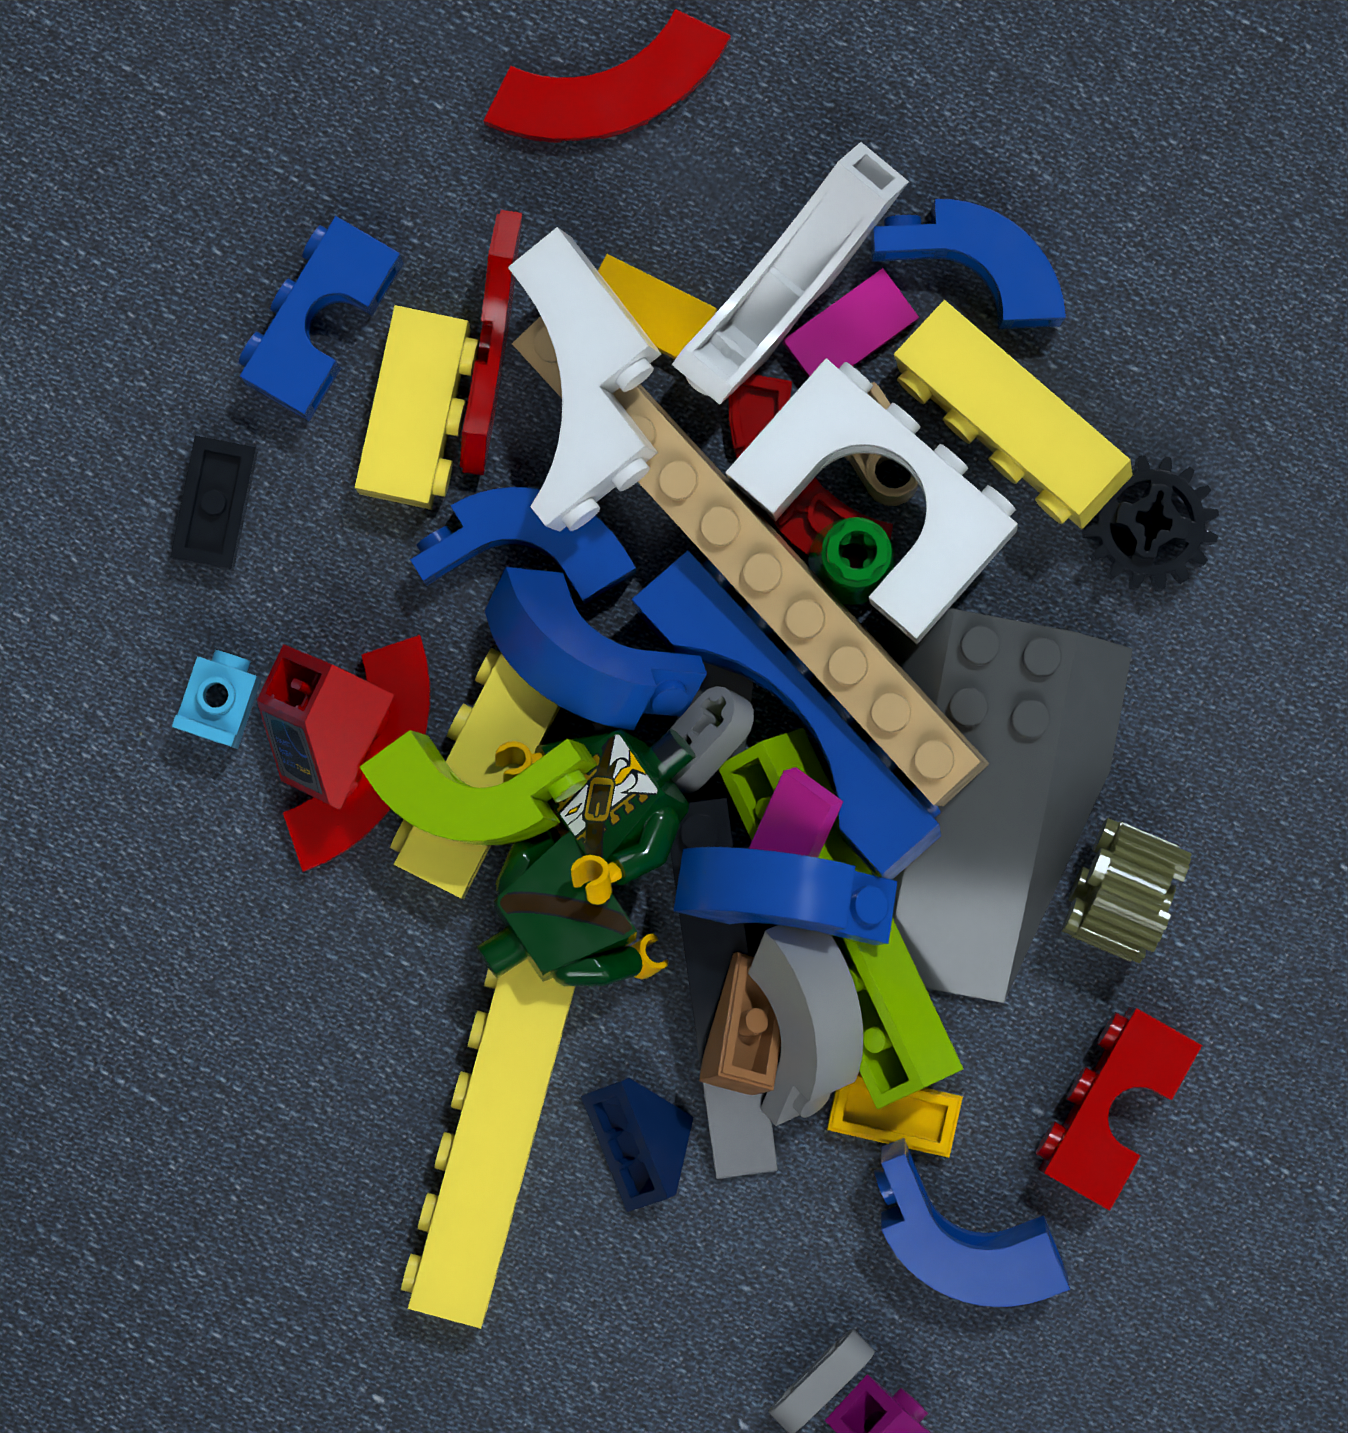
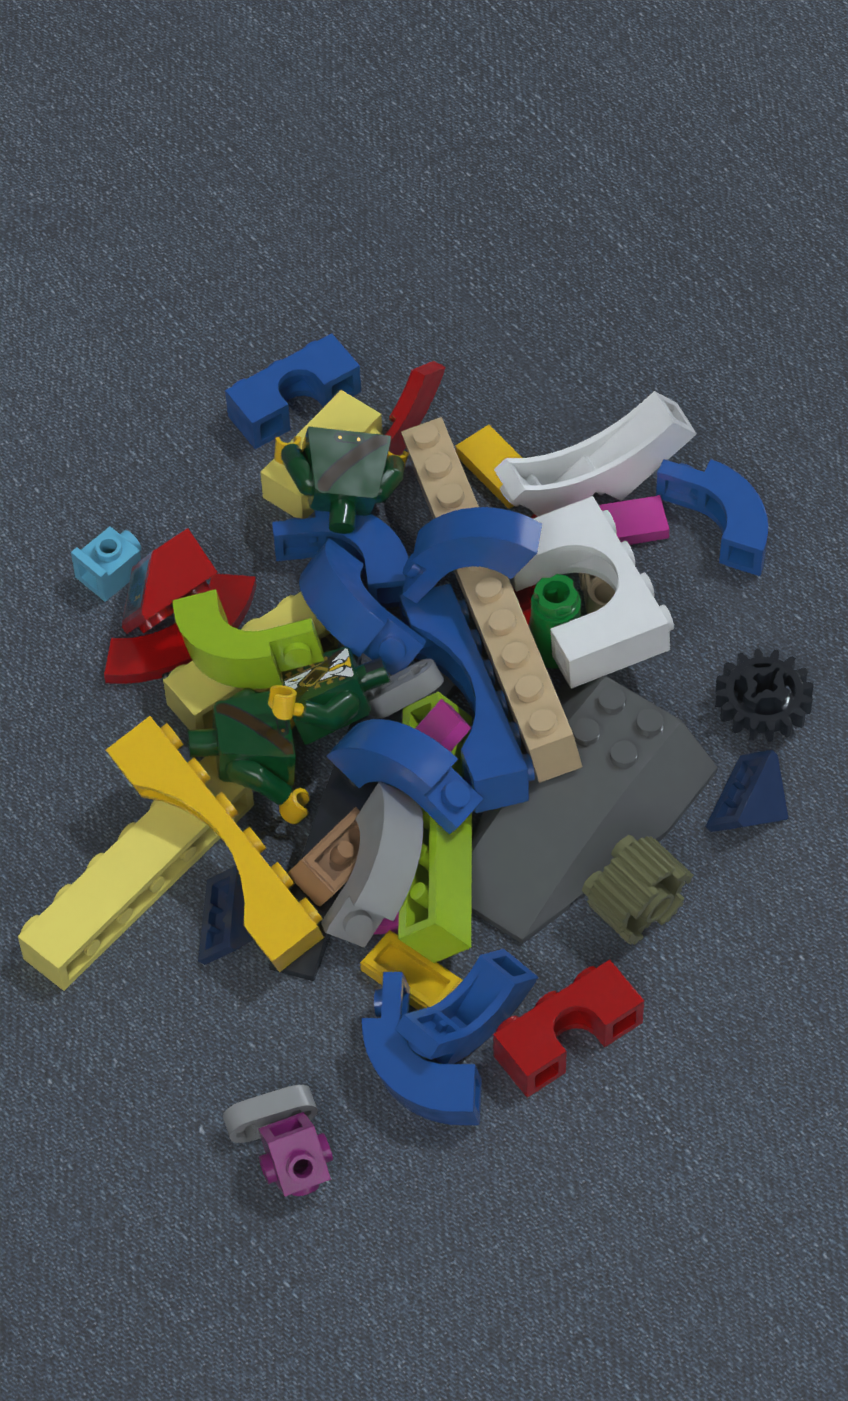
camera: 30 degrees right, 30 degrees down
(214, 503) = (170, 460): black plate -> none
(476, 462) = (342, 472): none -> dark green torso
(476, 1022) = (271, 913): none -> yellow arch
(596, 354) = (445, 438): white arch -> none
(612, 99) = (539, 353): red tile -> none
(713, 524) = (470, 538): none -> blue arch
(993, 1149) = (470, 1011): none -> blue arch
(1012, 416) = (701, 594): light yellow brick -> none
(1192, 676) = (751, 794): none -> dark blue slope

